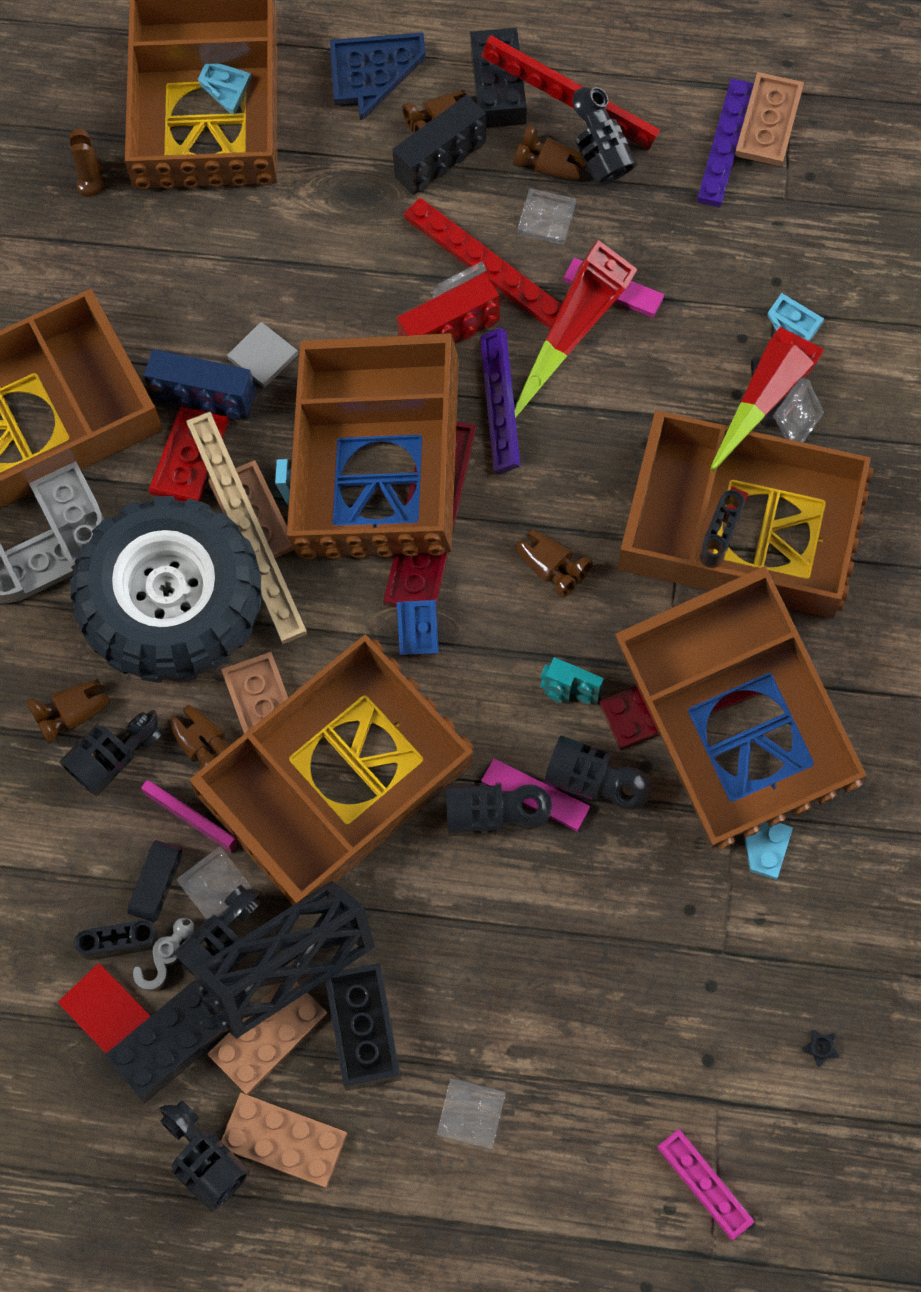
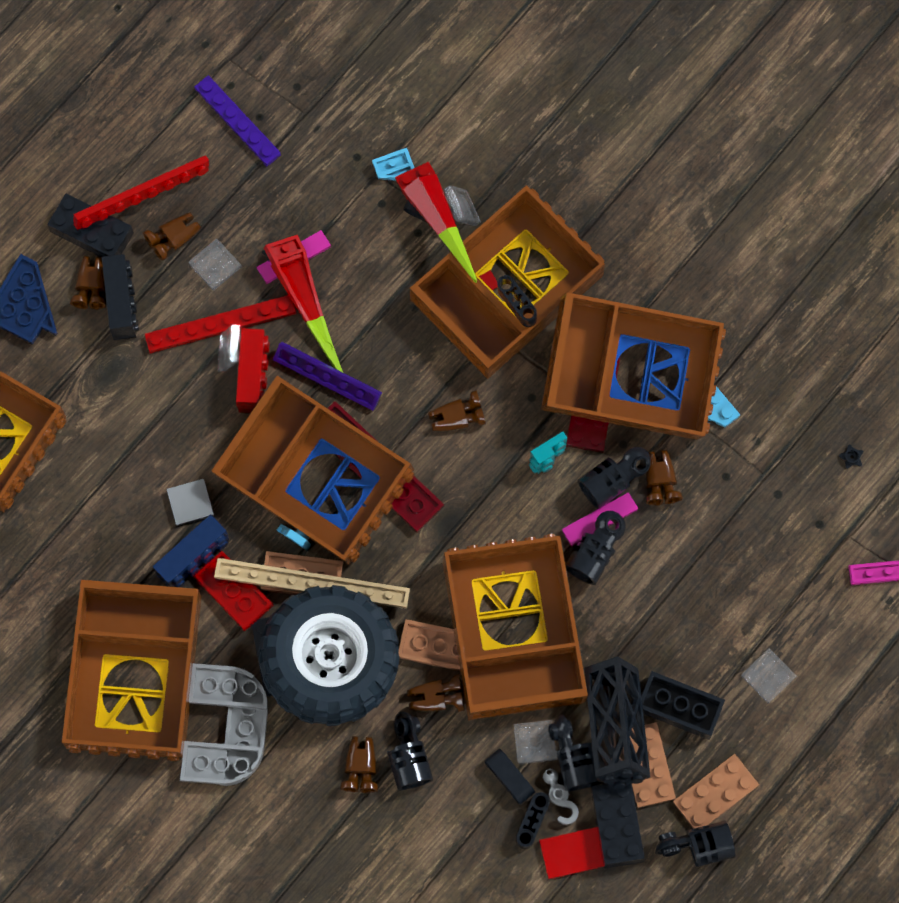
camera: 60 degrees left, 5 degrees up
(189, 816) = (481, 731): dark pink tile -> none
(417, 627) = (449, 520): blue plate -> none
(603, 142) = (195, 196): black cylinder -> none
(636, 828) = (664, 474): none -> reddish brown piece
(769, 119) = (241, 83): nougat plate -> none

